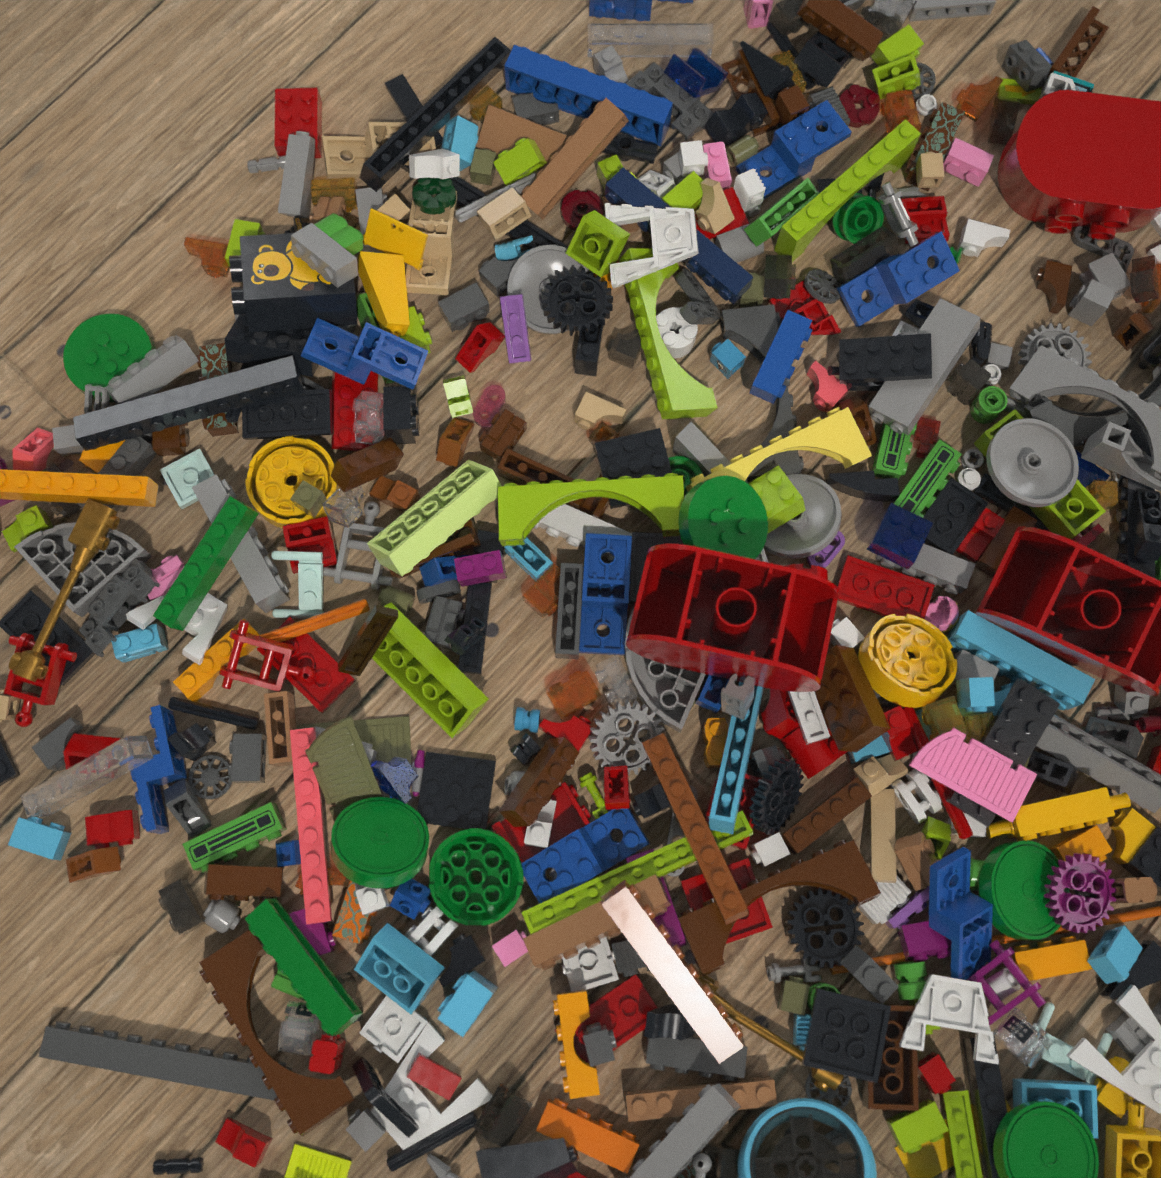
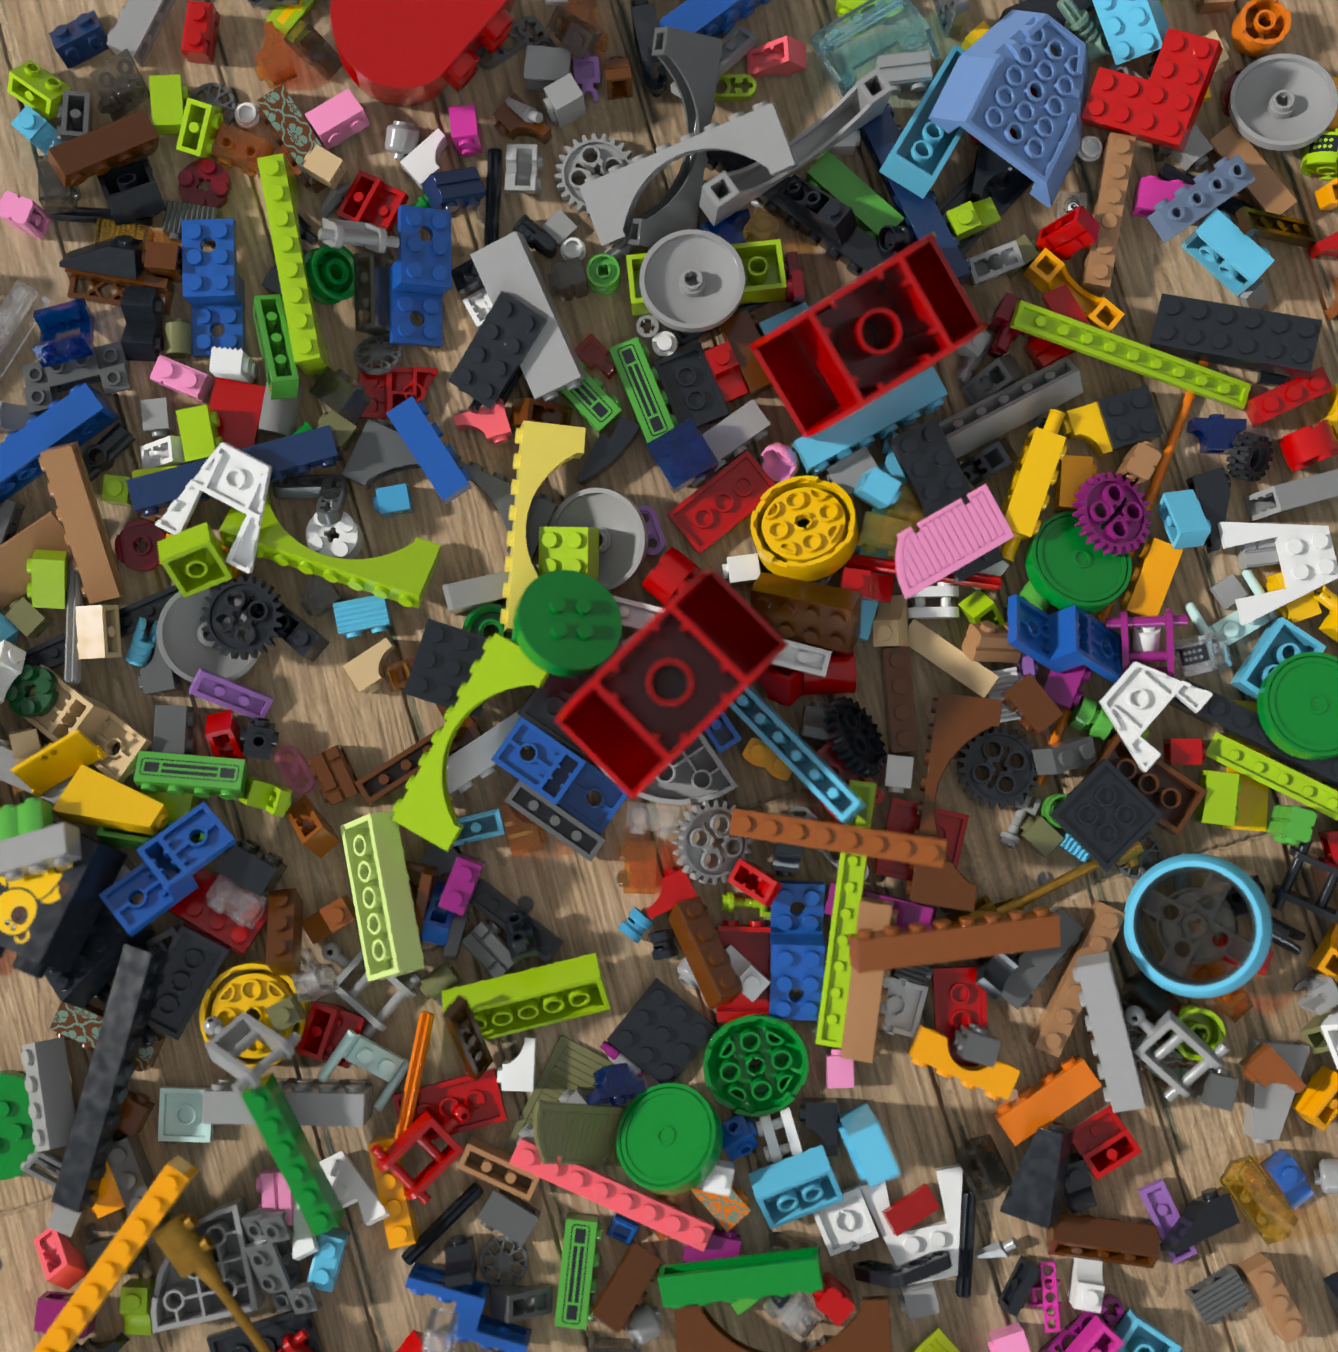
camera: 55 degrees left, 10 degrees up
(267, 471) = (236, 1038): none -> light grey piece
(365, 701) = (520, 1072): none -> white arch
(441, 334) = (191, 775): none -> bright green brick
(489, 364) = (255, 746): none -> black brick
(630, 385) = (362, 615): none -> medium azure brick
(692, 158) = (160, 400): white brick -> none
(714, 209) = (231, 417): tan arch -> none
(737, 699) = (747, 721): light grey hinge -> none
(891, 920) = (1031, 704): none -> reddish brown brick
(960, 42) = (200, 32): none -> red brick
(976, 266) = (454, 189): none -> dark blue brick
(984, 210) = (401, 139): none -> light grey head
(994, 294) = (493, 192): none -> black axle
(1022, 248) = (466, 130): none -> dark pink brick
(1023, 305) = (523, 169): none -> light grey cylinder
(1065, 280) = (525, 111): none -> light grey bar
(1082, 1028) = (1228, 591): none -> light grey tile
(1120, 309) = (587, 74): none -> medium lavender plate

